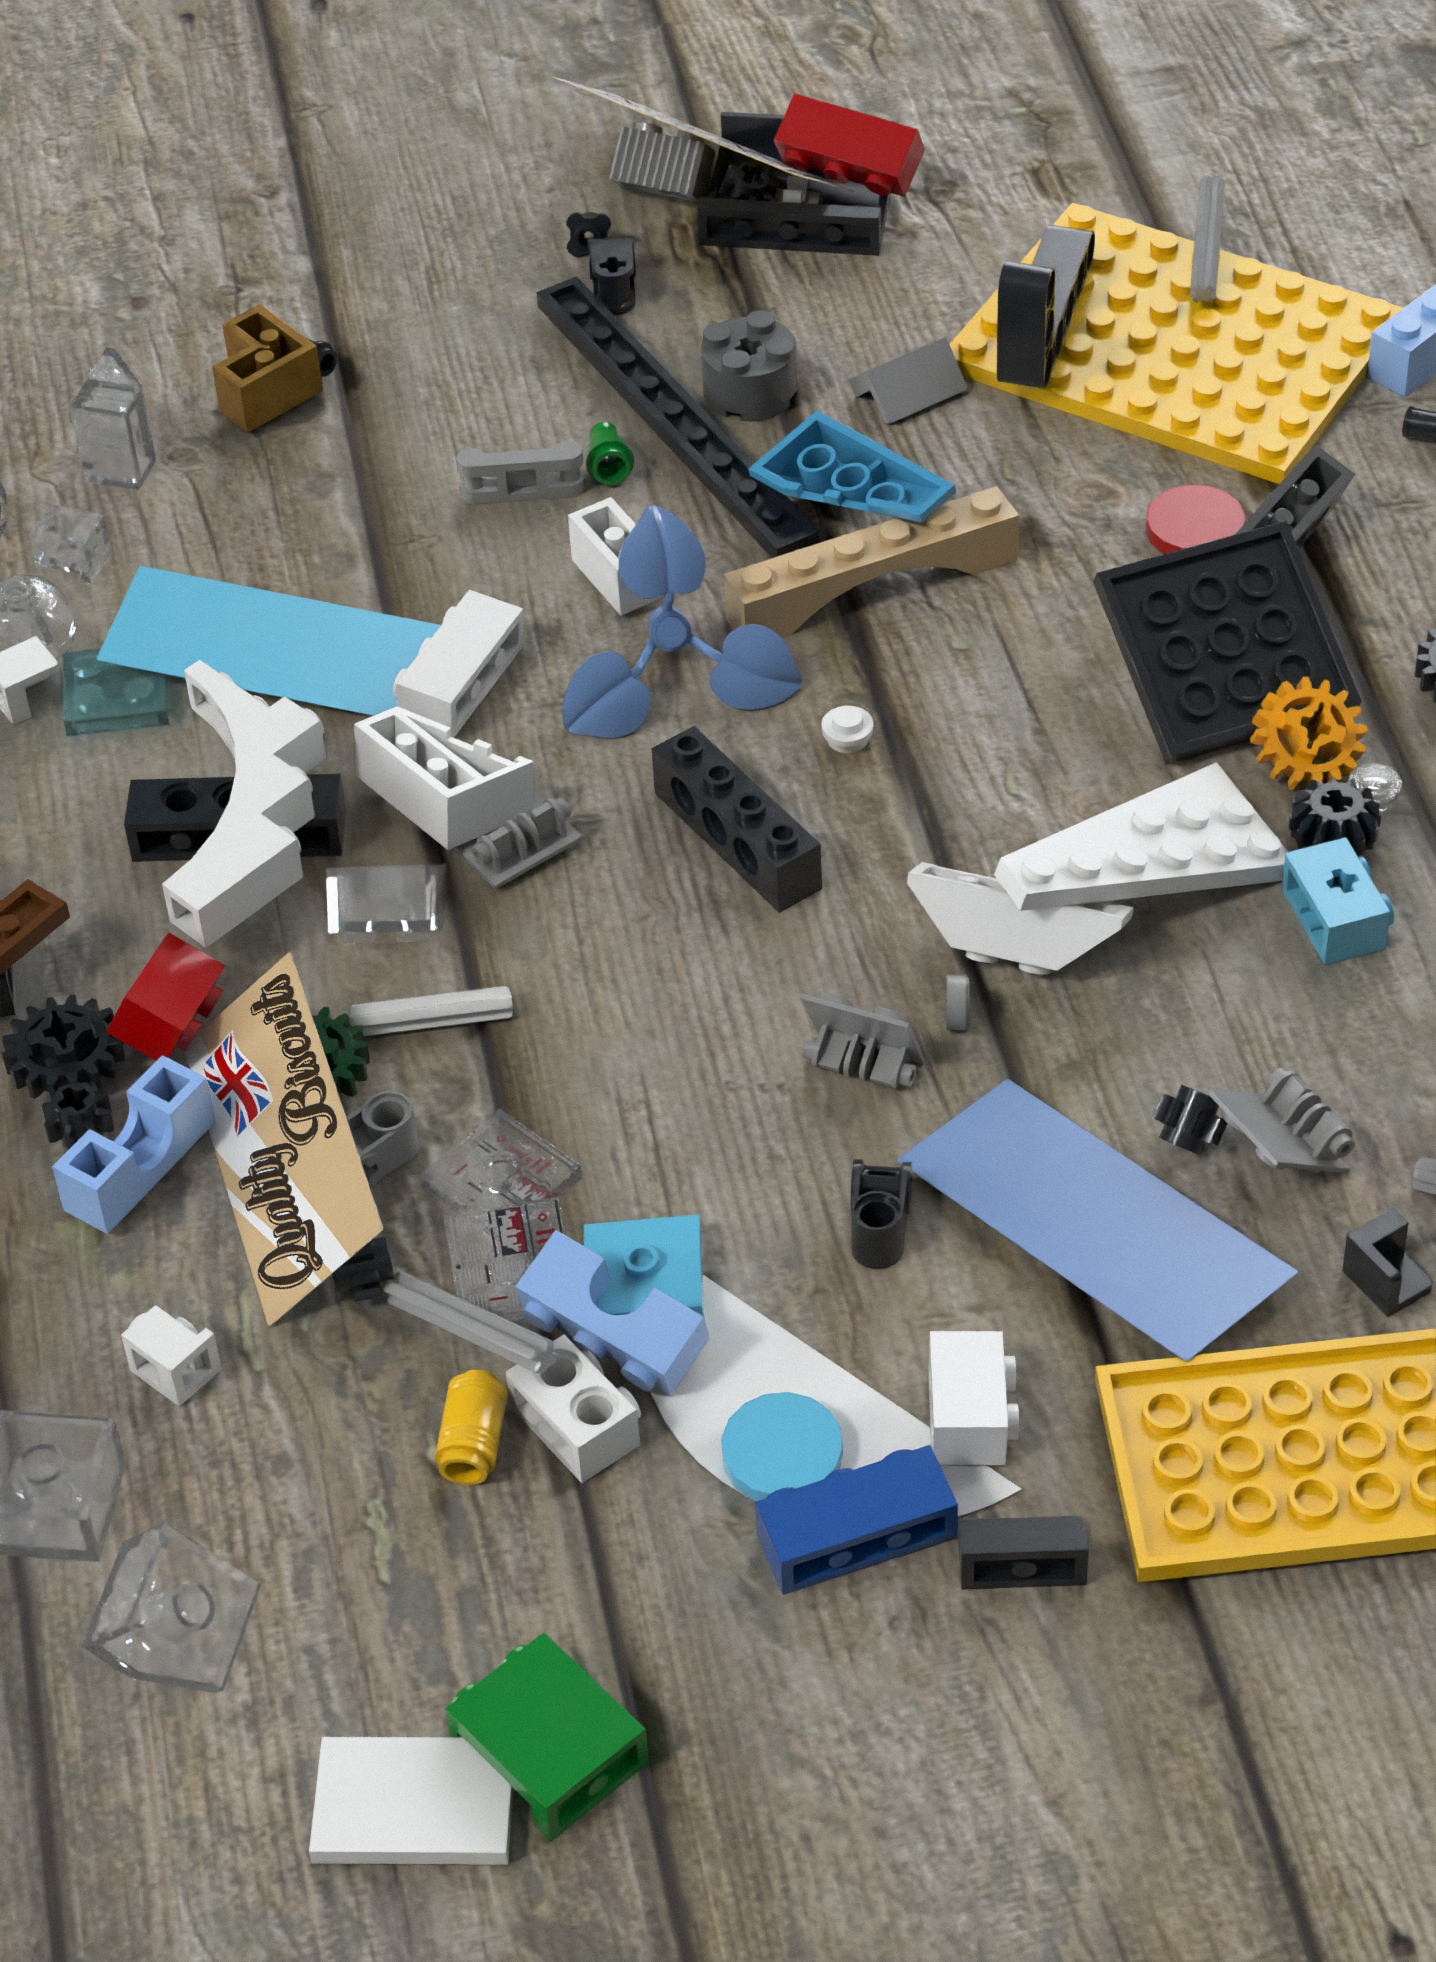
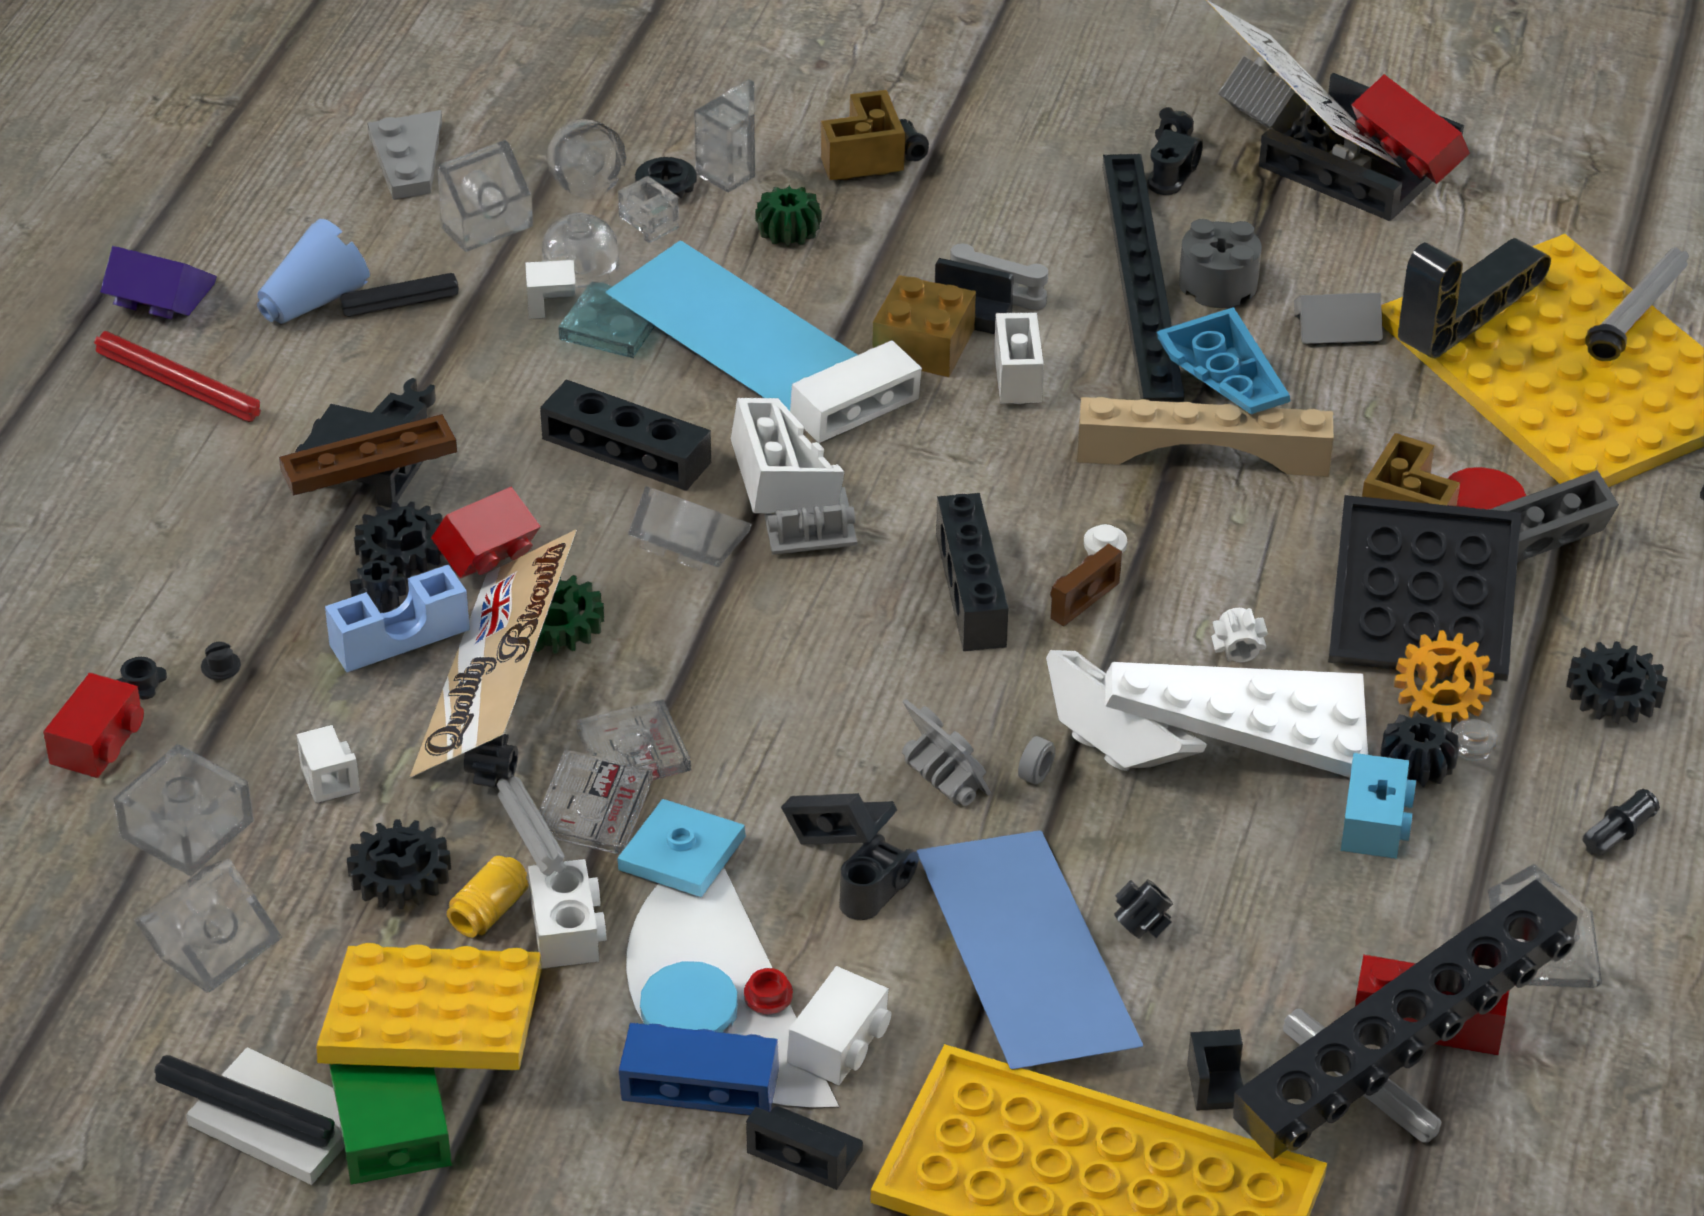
camera: 25 degrees right, 5 degrees down
(70, 487) = (680, 174): none -> black gear
(236, 490) = (788, 215): none -> dark green gear
(253, 845) = (639, 426): white arch -> none
(342, 1435) = (399, 864): none -> black gear
(373, 1803) = (245, 1101): none -> black axle
(384, 1134) = (561, 685): light grey piece -> none
(432, 1011) = (666, 617): white axle -> none
(484, 552) = (926, 322): none -> pearl gold brick
(506, 507) = (992, 289): none -> black panel
(513, 1590) = (430, 1007): none -> yellow plate
(608, 455) = (1071, 289): green cone -> none
(650, 1344) = (646, 889): light blue arch -> none
(658, 560) = (1023, 363): medium blue plant -> none
(803, 1163) = (836, 818): none -> black panel
(857, 1394) = (768, 991): none -> red plate
(867, 772) = (1085, 584): none -> reddish brown plate
(1066, 772) = (1239, 634): none -> white gear
(1116, 536) = (1406, 475): none -> pearl gold brick
(1210, 303) = (1605, 342): none -> black plate
(1288, 1124) = (1207, 943): light grey hinge -> none

